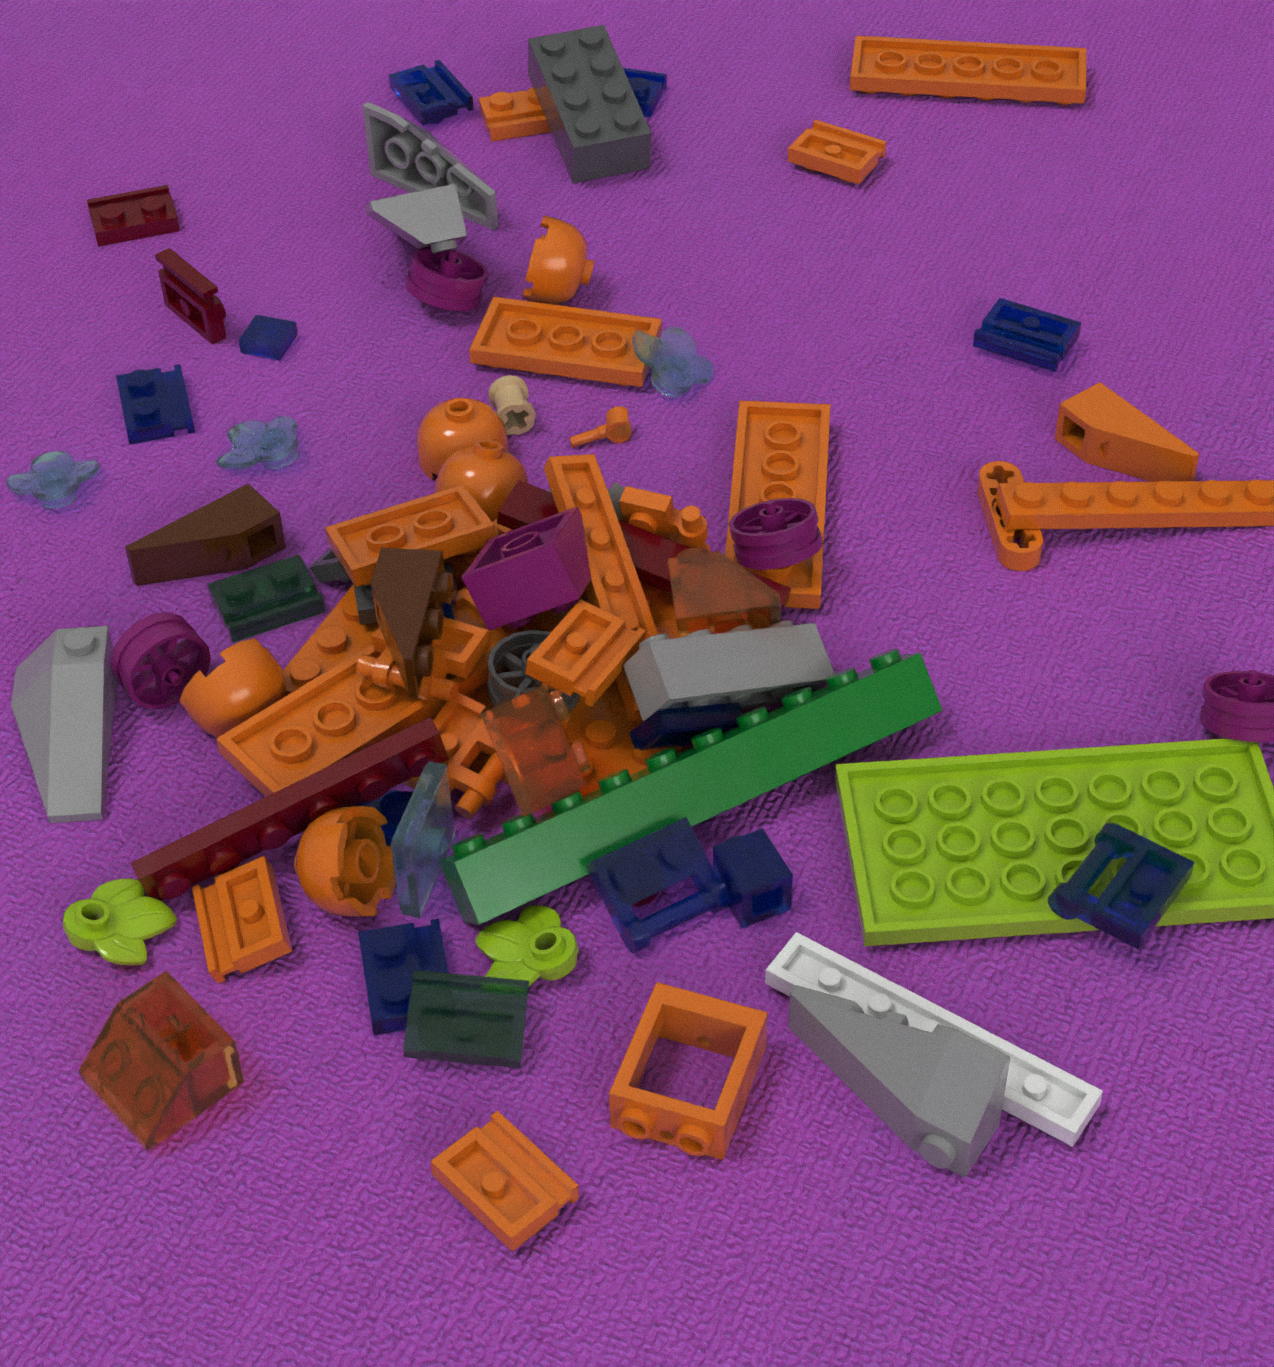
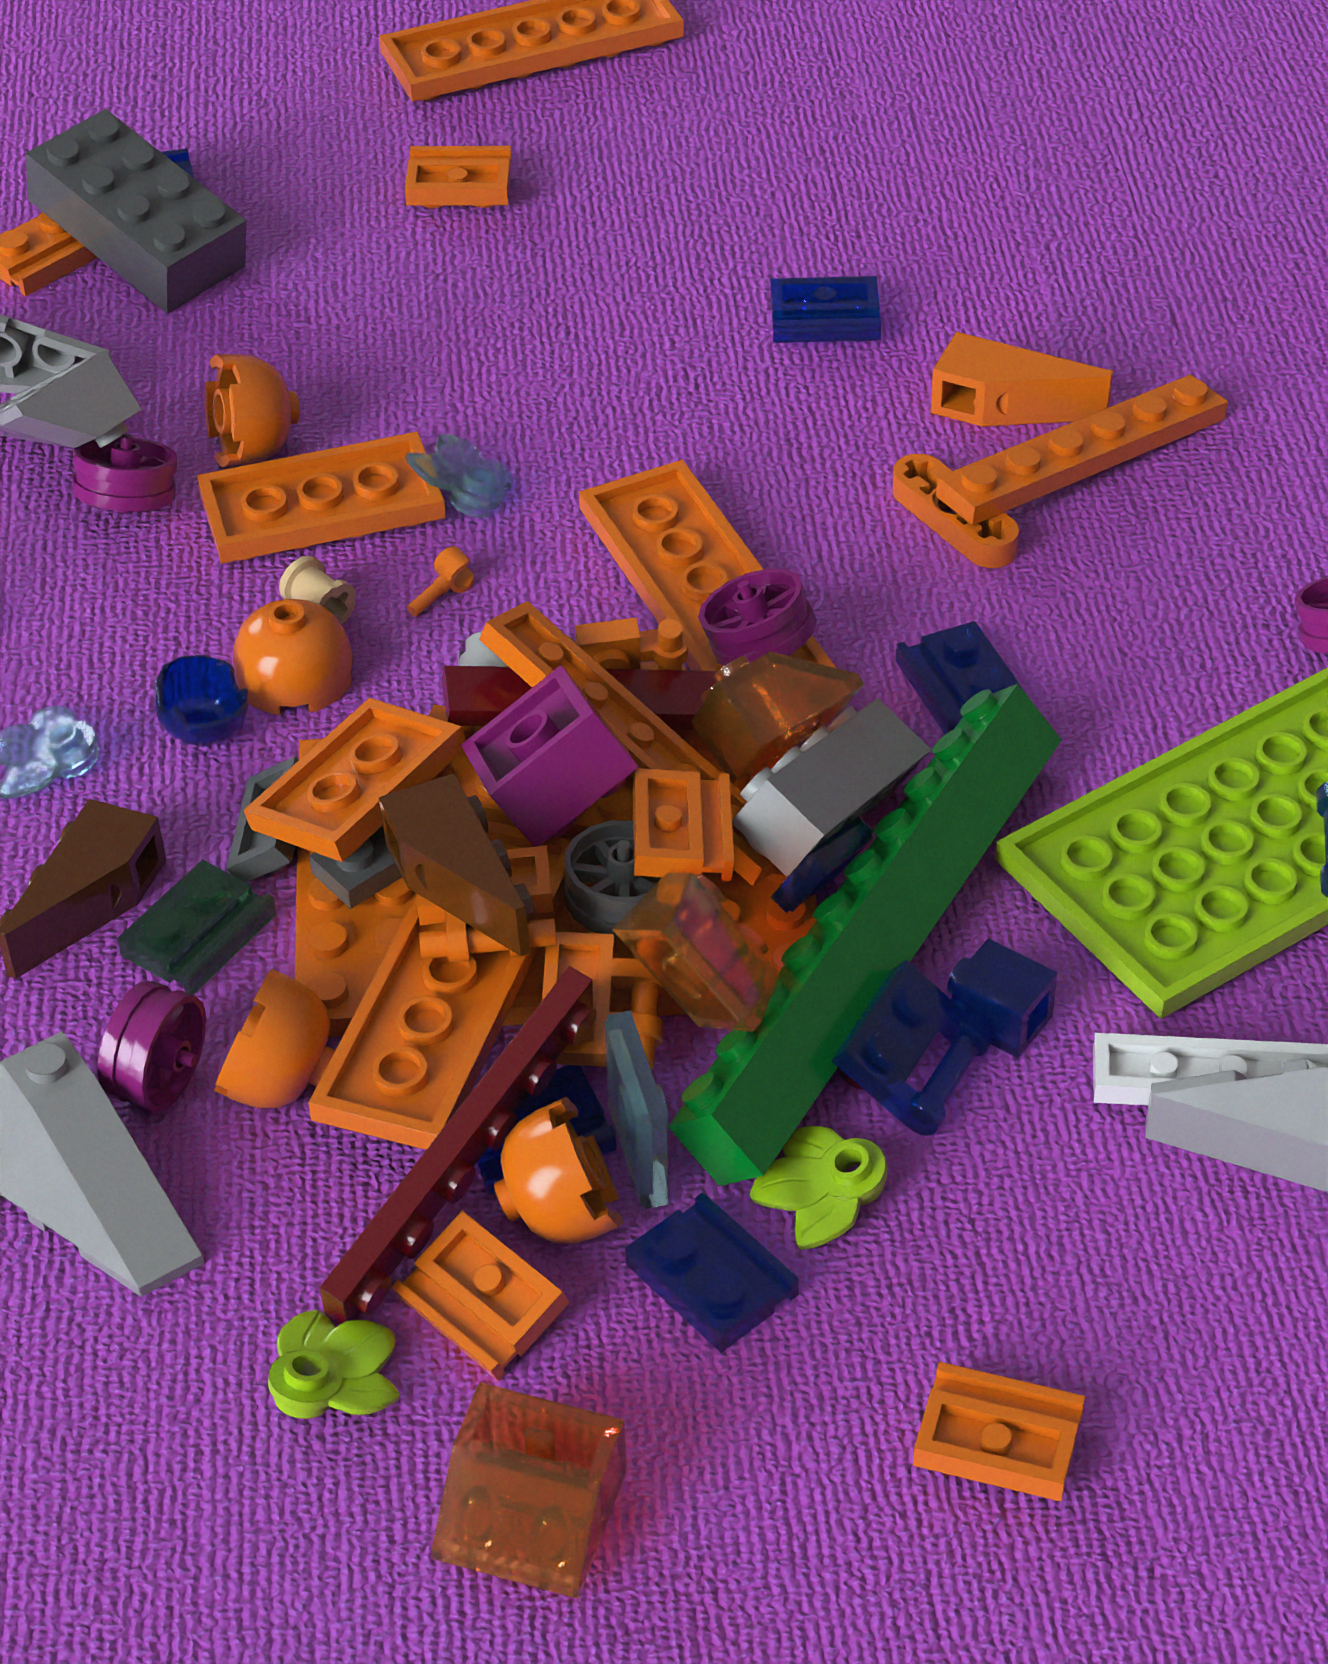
camera: 30 degrees left, 0 degrees up
(375, 447) = (200, 700): none -> clear blue hair
(466, 1019) = (827, 1283): plate -> none
(485, 472) = (367, 671): orange cylinder -> none
(703, 1024) = (1088, 1169): orange window -> none
(922, 628) = (952, 669): none -> clear blue plate

